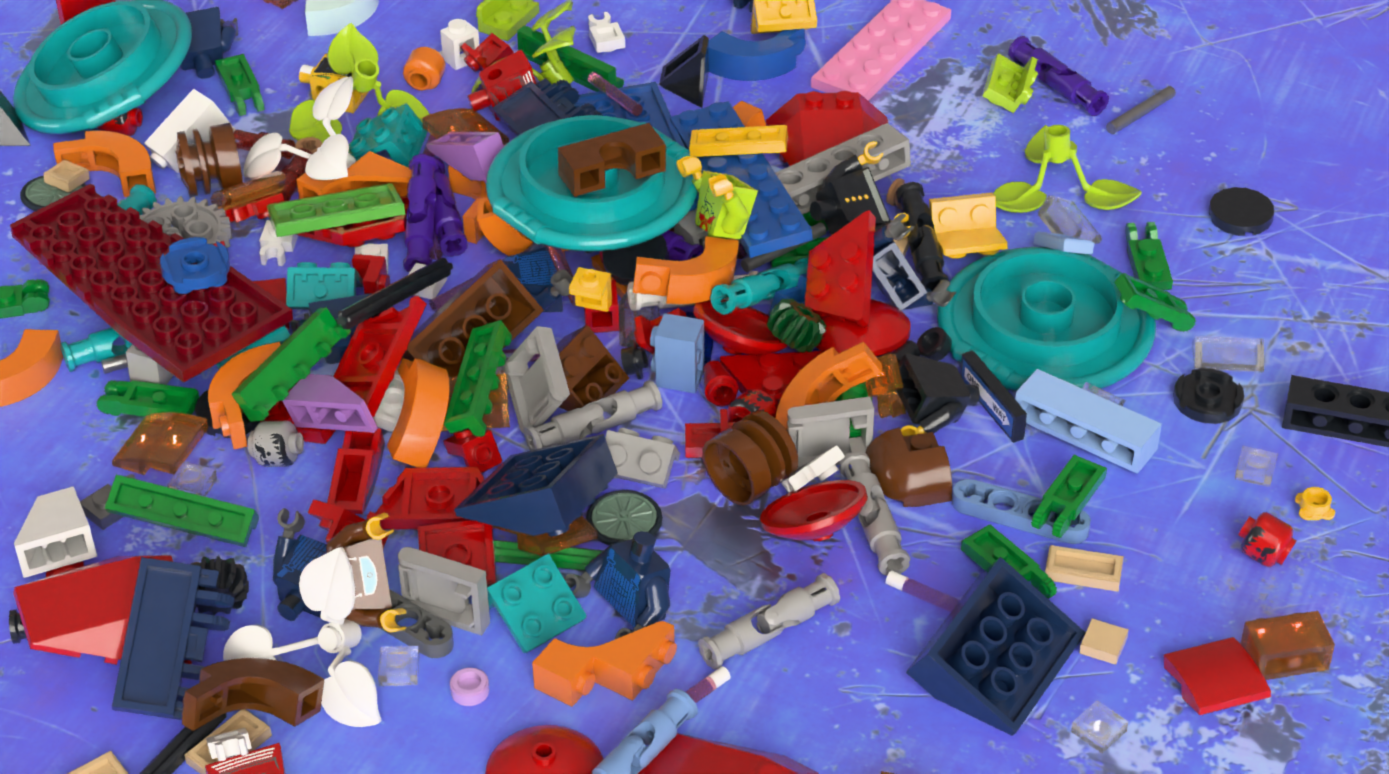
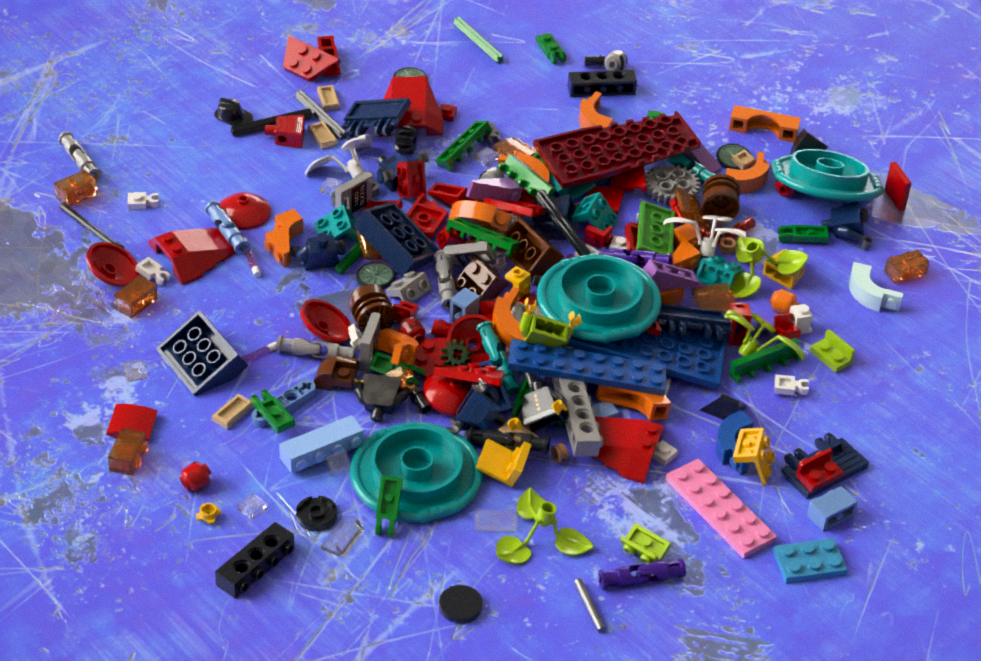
camera: 110 degrees right, 0 degrees up
(54, 534) = (470, 106): white slope -> none
(192, 113) = (757, 204): white slope -> none
(209, 271) = (613, 160): blue plate -> none
(229, 744) = (310, 122): white plate -> none
(253, 685) = (343, 130): reddish brown arch -> none
(366, 556) = (374, 161): torso -> none
(469, 686) = (305, 202): lavender tile -> none
(615, 94) = (707, 358): clear pink bar -> none
(632, 149) = (586, 281): reddish brown arch -> none
(738, 141) = (608, 366): yellow tile -> none
(789, 611) = (273, 293): light grey piece -> none
(934, 344) = (422, 416): black tile -> none
(989, 545) = (249, 382): green hinge -> none
(994, 396) = (372, 420): tile -> none
(1063, 242) = (466, 494): light blue tile -> none
(1103, 641) = (183, 397): tan tile -> none
(1148, 256) = (444, 540): green hinge -> none

